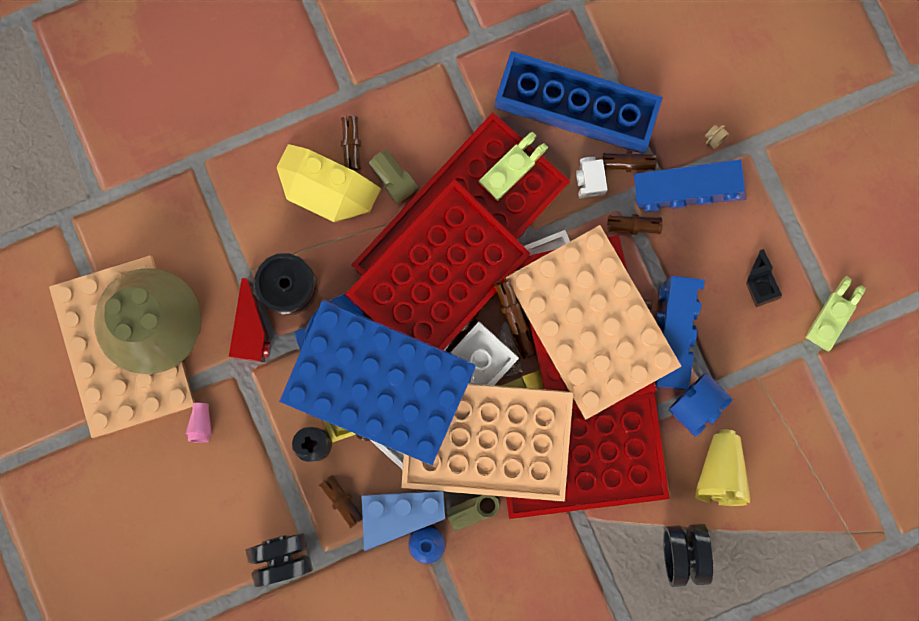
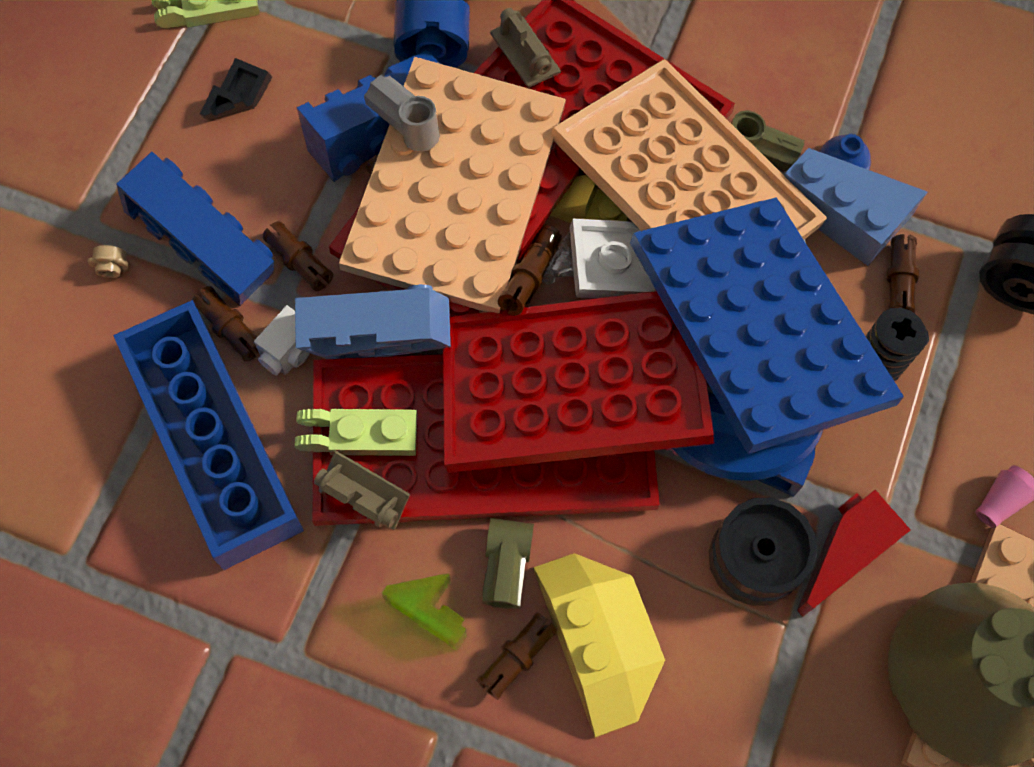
camera: 140 degrees left, 15 degrees down
(413, 122) = (417, 602): none -> clear neon green slope
(492, 137) = (363, 490): none -> dark tan hinge
(556, 216) = (373, 323): none -> medium blue wedge
(641, 440) = (524, 49): none -> dark tan hinge
(649, 322) = (409, 114): none -> light grey piece

